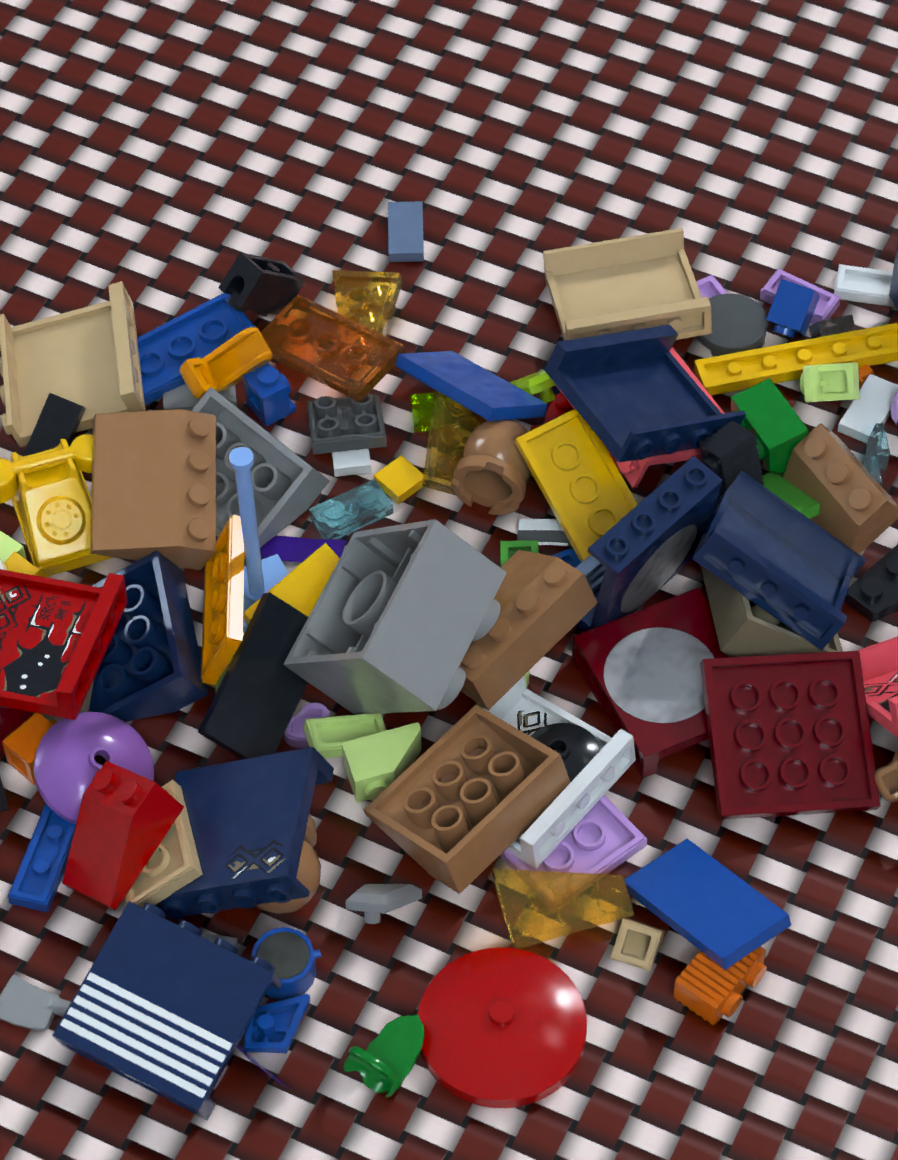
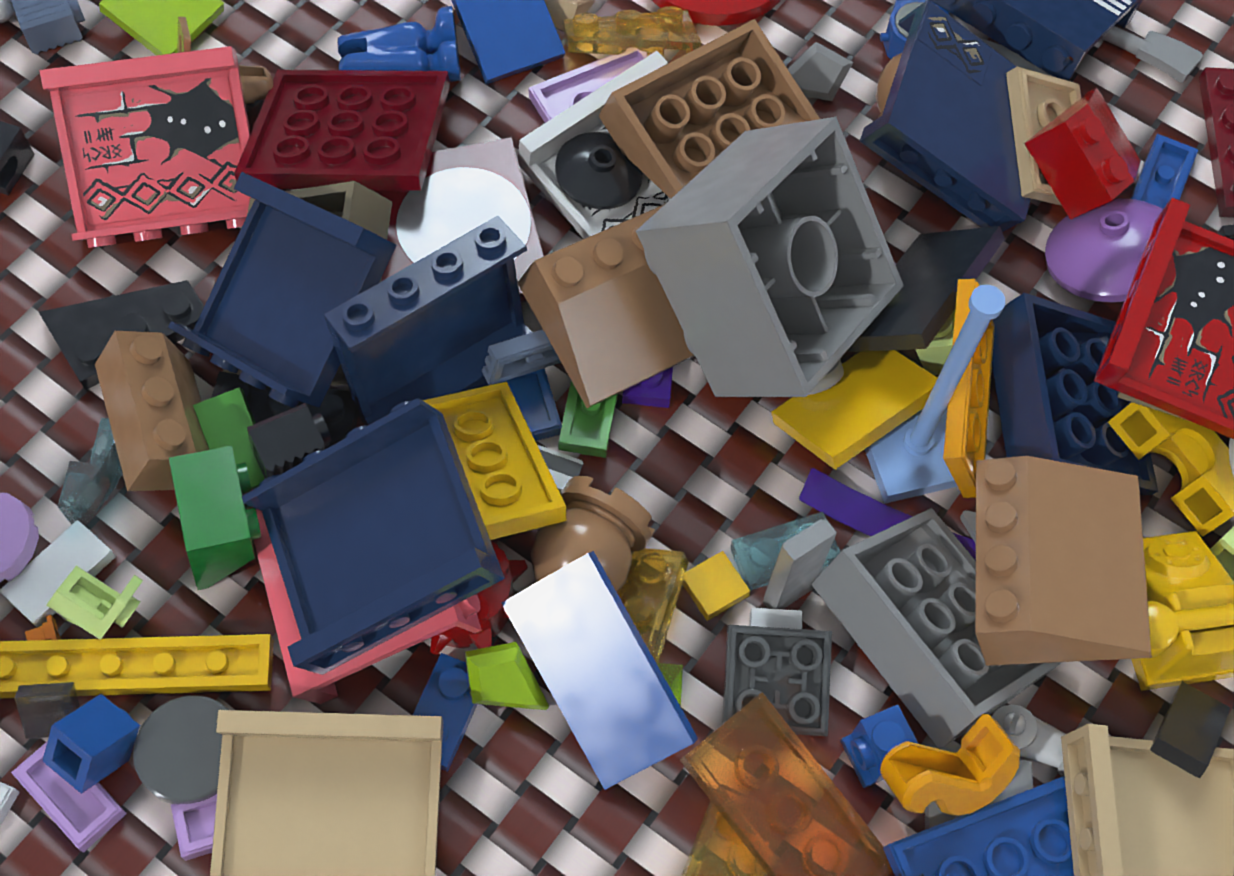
camera: 175 degrees left, 10 degrees up
(342, 453) = (799, 565): none -> light grey tile
(774, 842) = (404, 47): none -> blue piece

